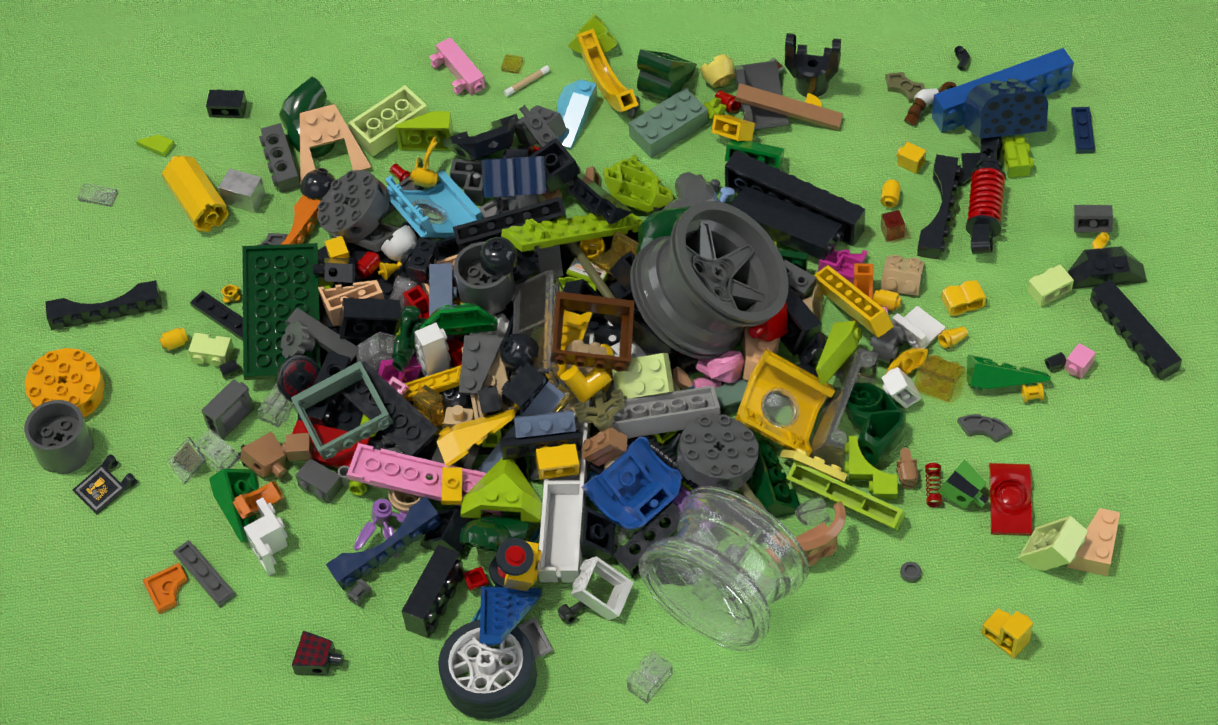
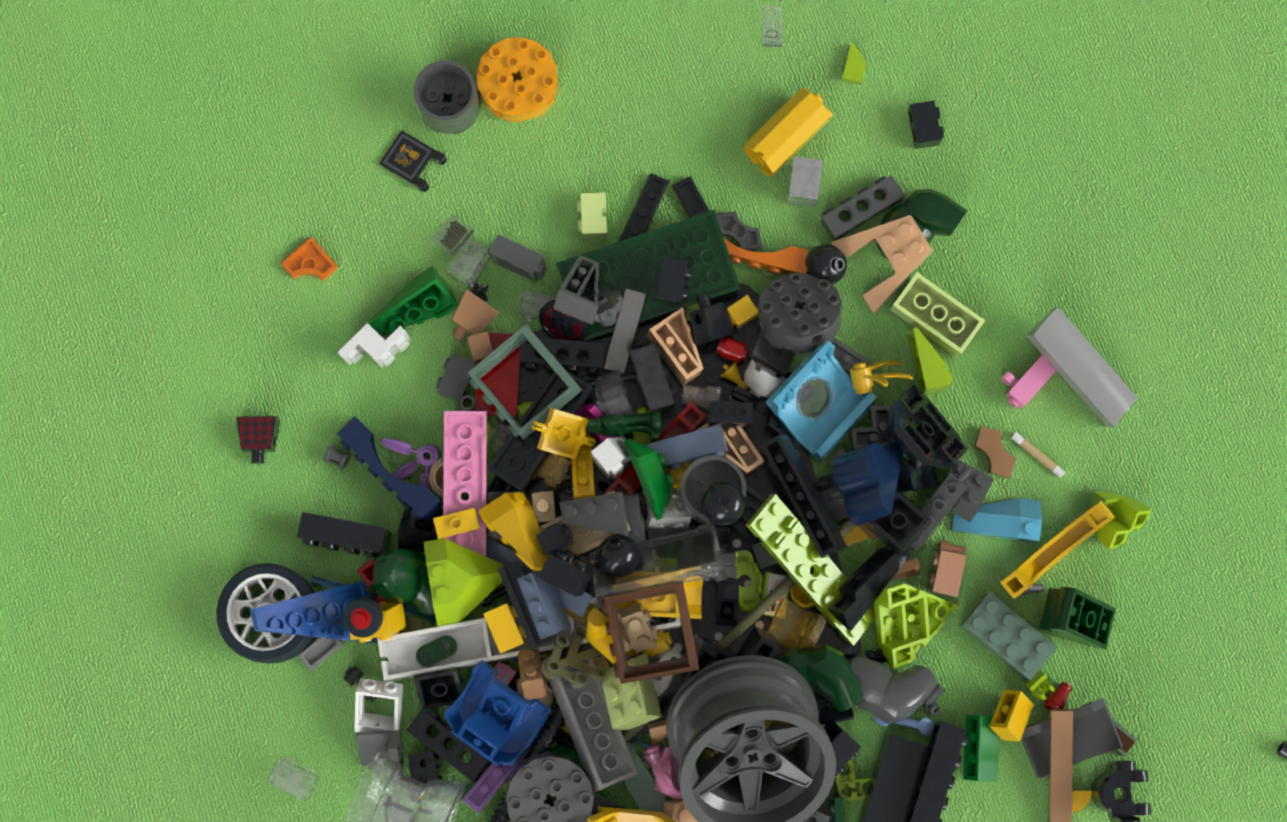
camera: 75 degrees right, 25 degrees up
(139, 299) = (644, 120): black arch -> none
(173, 339) = (599, 172): yellow brick -> none
(204, 573) = (332, 294): dark grey tile -> none
(219, 279) = (690, 197): none -> black tile
(229, 368) = (576, 241): black hinge -> none
(230, 289) = (673, 206): yellow plate -> none
(247, 505) = (414, 322): orange arch -> none
(279, 346) = (580, 291): none -> dark grey wedge
(292, 286) = (673, 279): none -> black brick
(398, 384) = (563, 433): none -> yellow plate
(399, 172) = (871, 348): red pin -> none
(465, 34) = (1082, 367): none -> light grey arch
(508, 108) = (990, 444): none -> medium nougat tile
(512, 64) = (1059, 431): clear yellow tile -> none
(563, 531) = (436, 651): none -> dark green plate
(601, 151) = (948, 568): none -> nougat hinge
(637, 598) = (370, 742): none -> dark grey bracket
(719, 71) = (1094, 680): light yellow cone -> none

